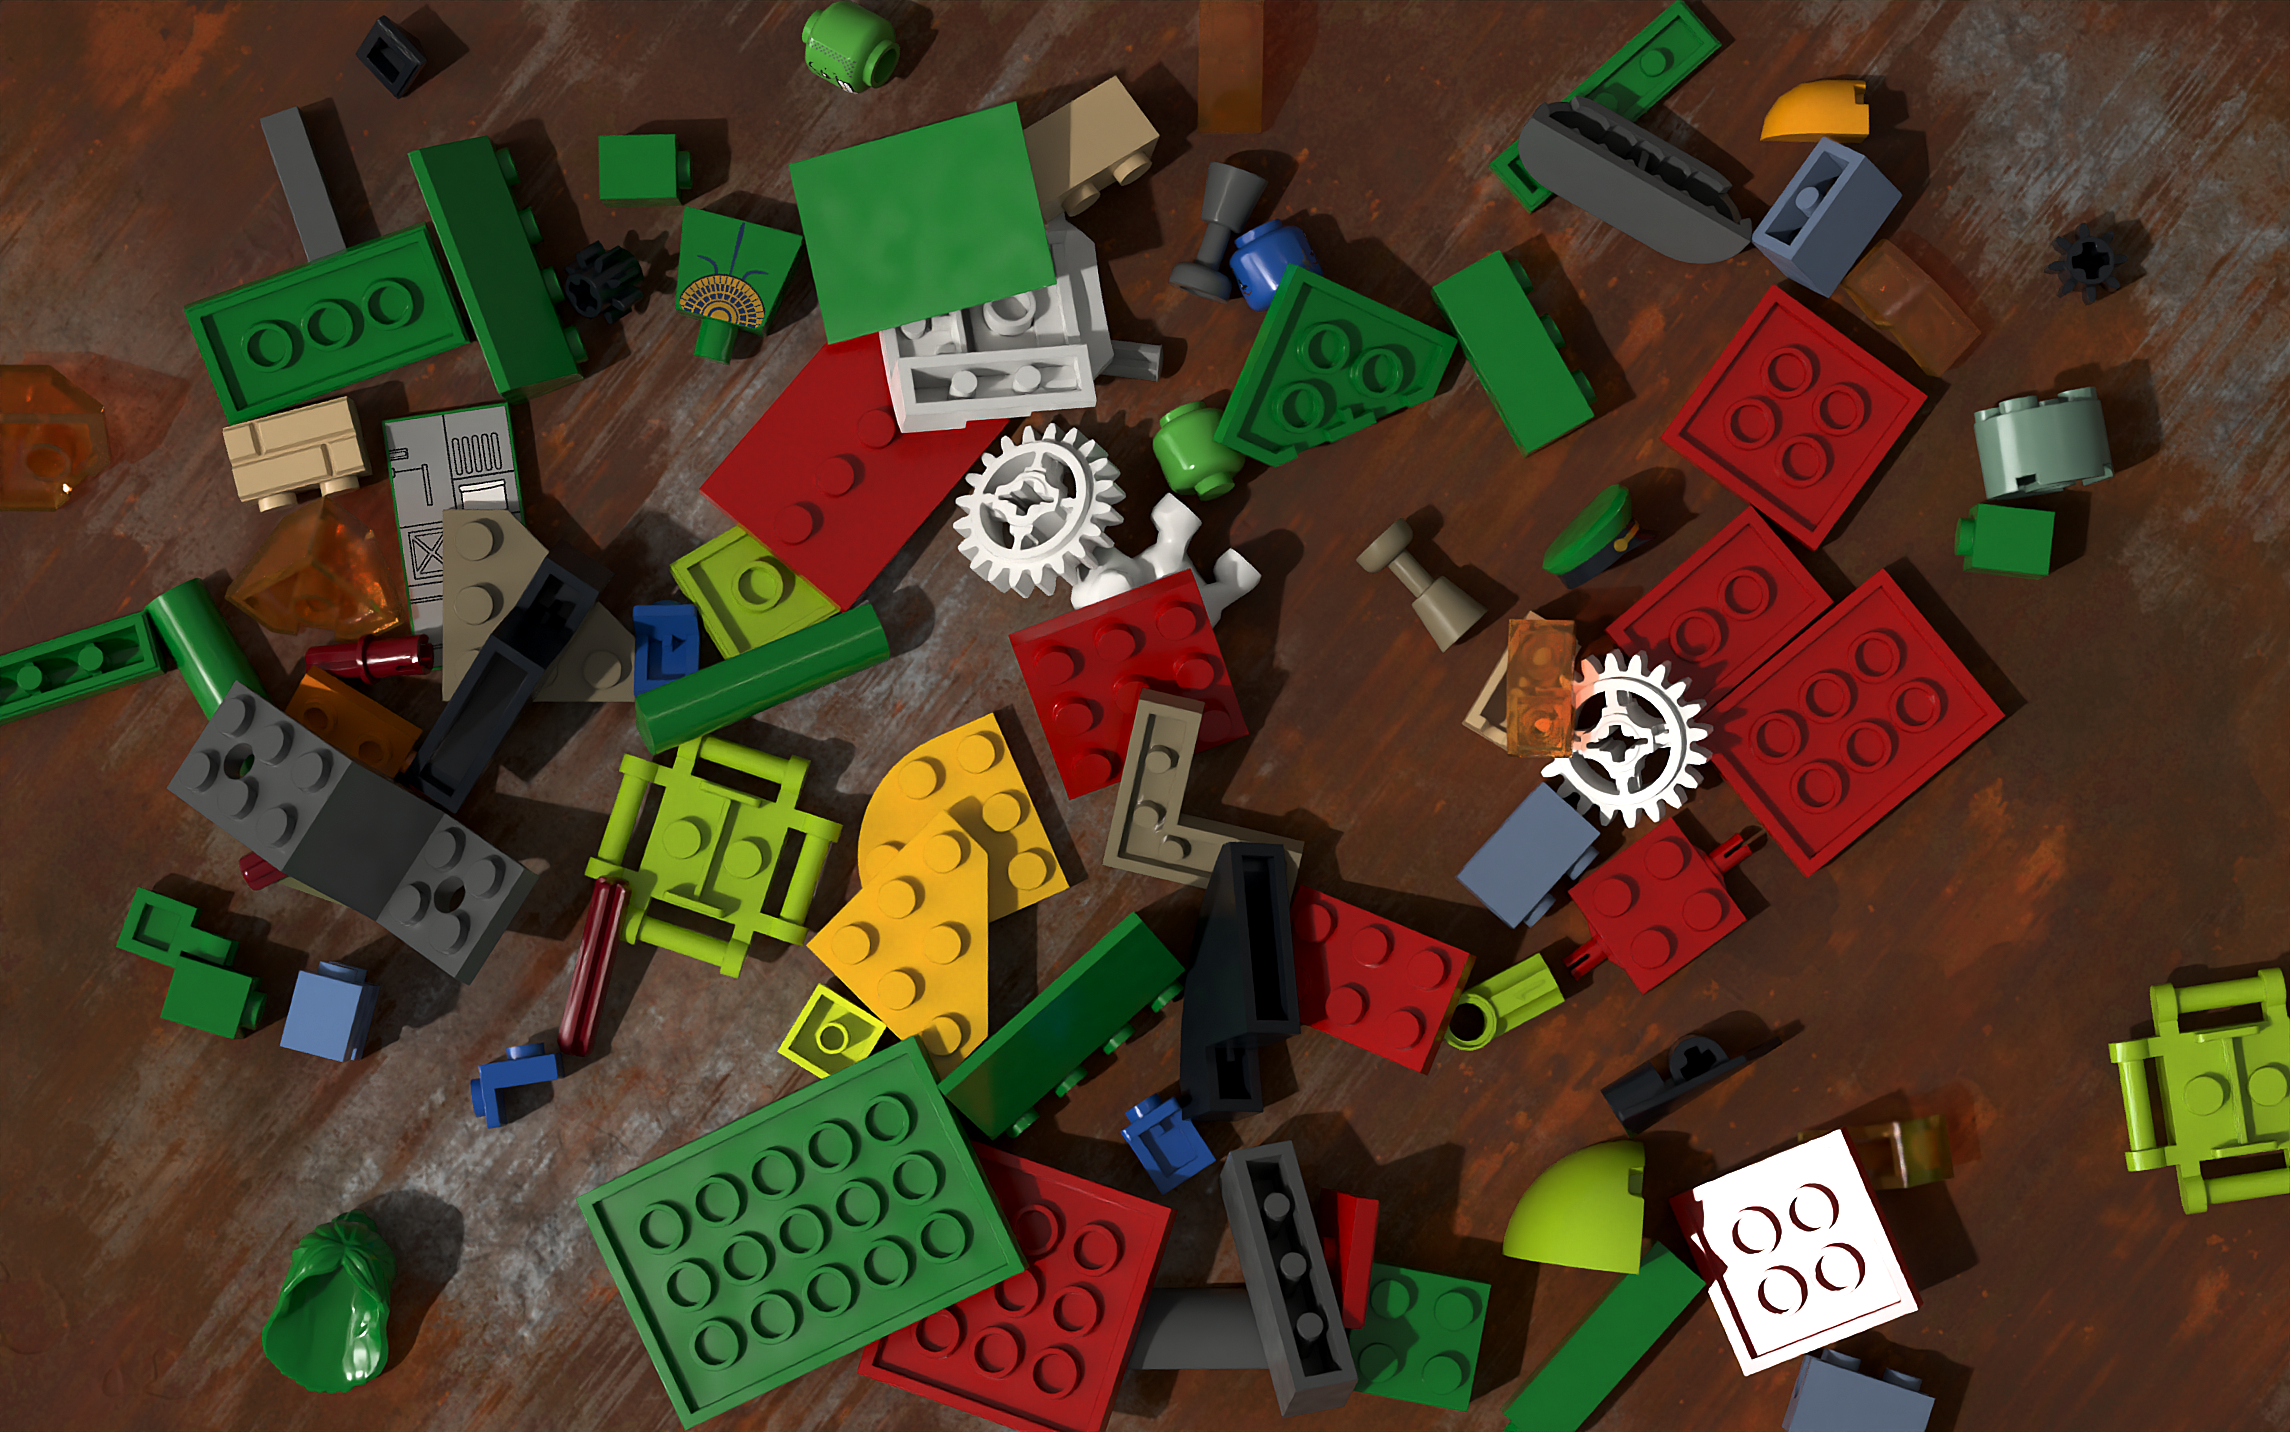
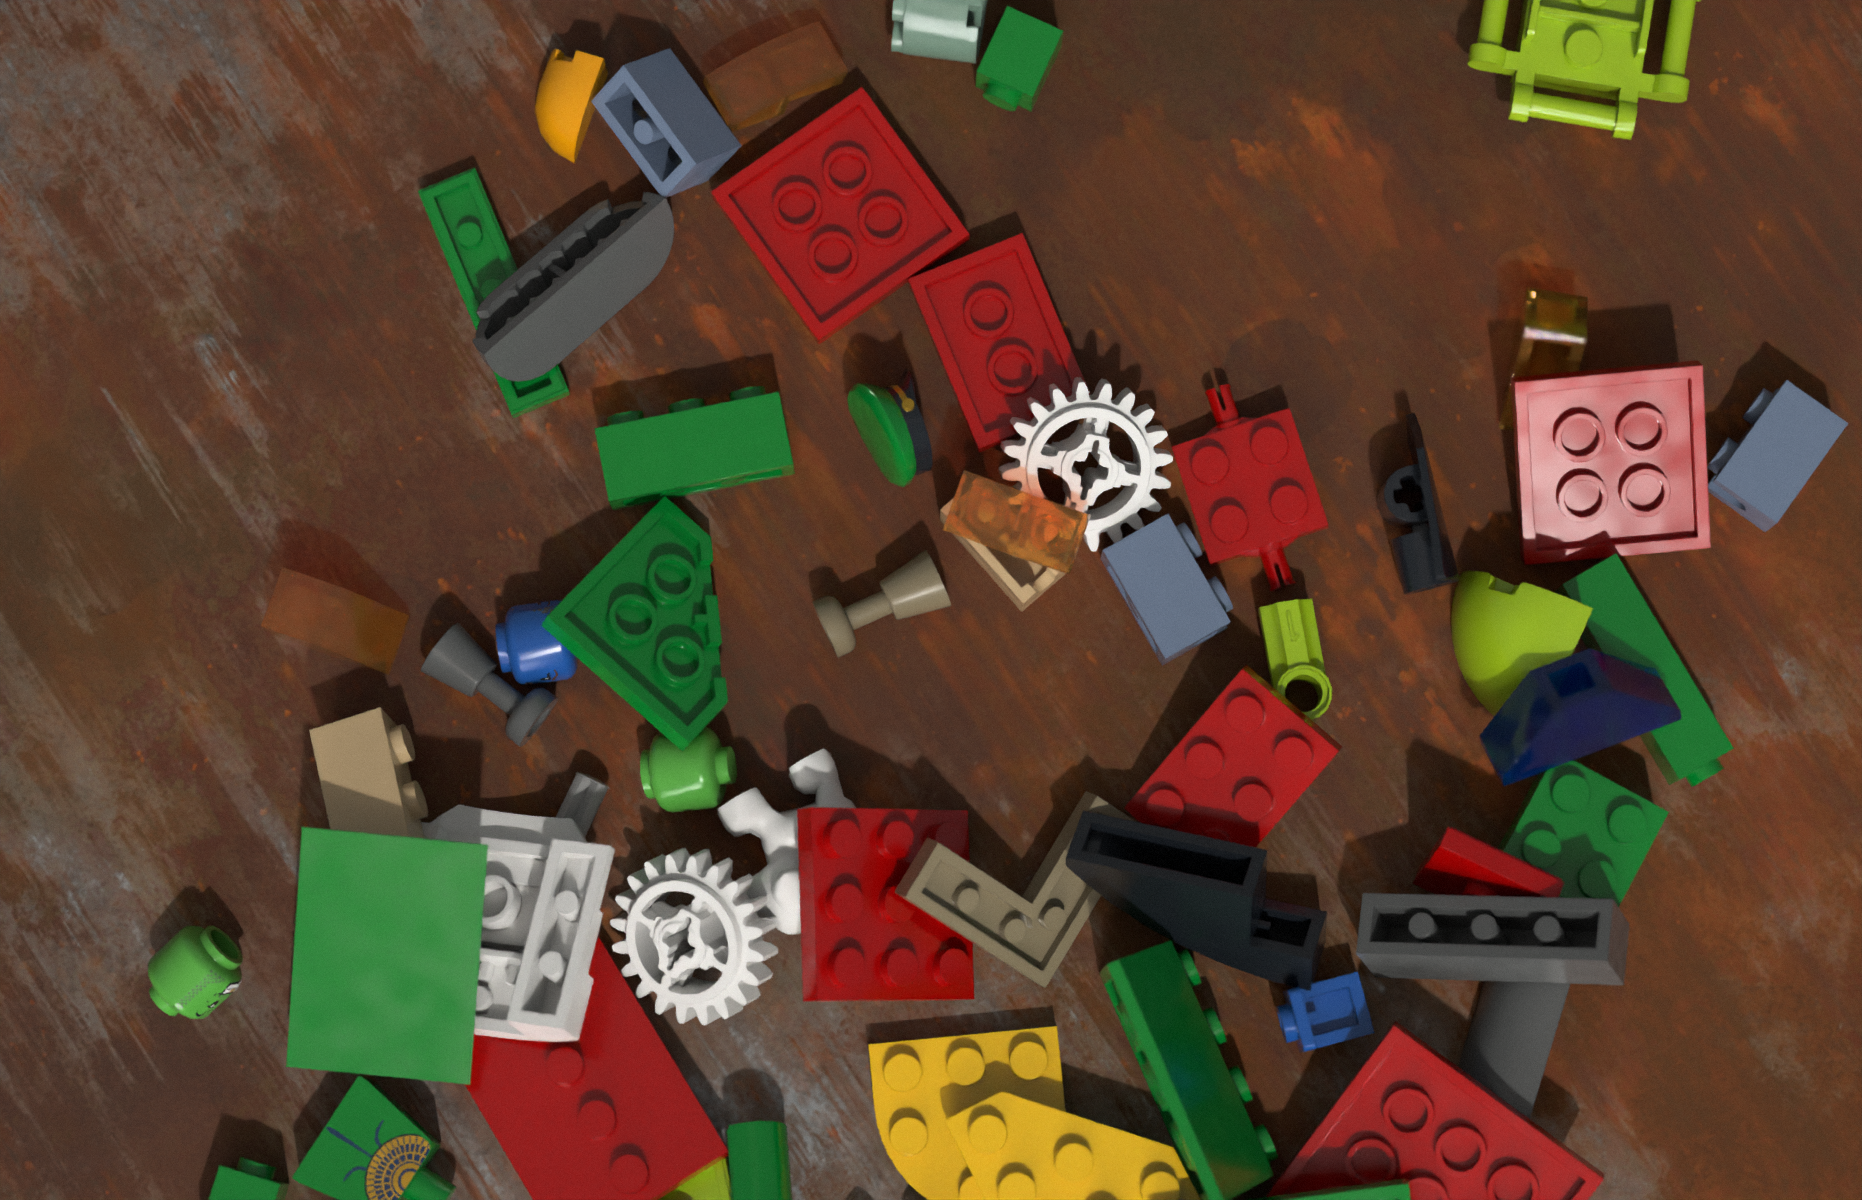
camera: 80 degrees left, 5 degrees down
(1533, 1290) = (1573, 712): none -> clear blue slope
(1845, 723) = (1137, 259): red plate -> none

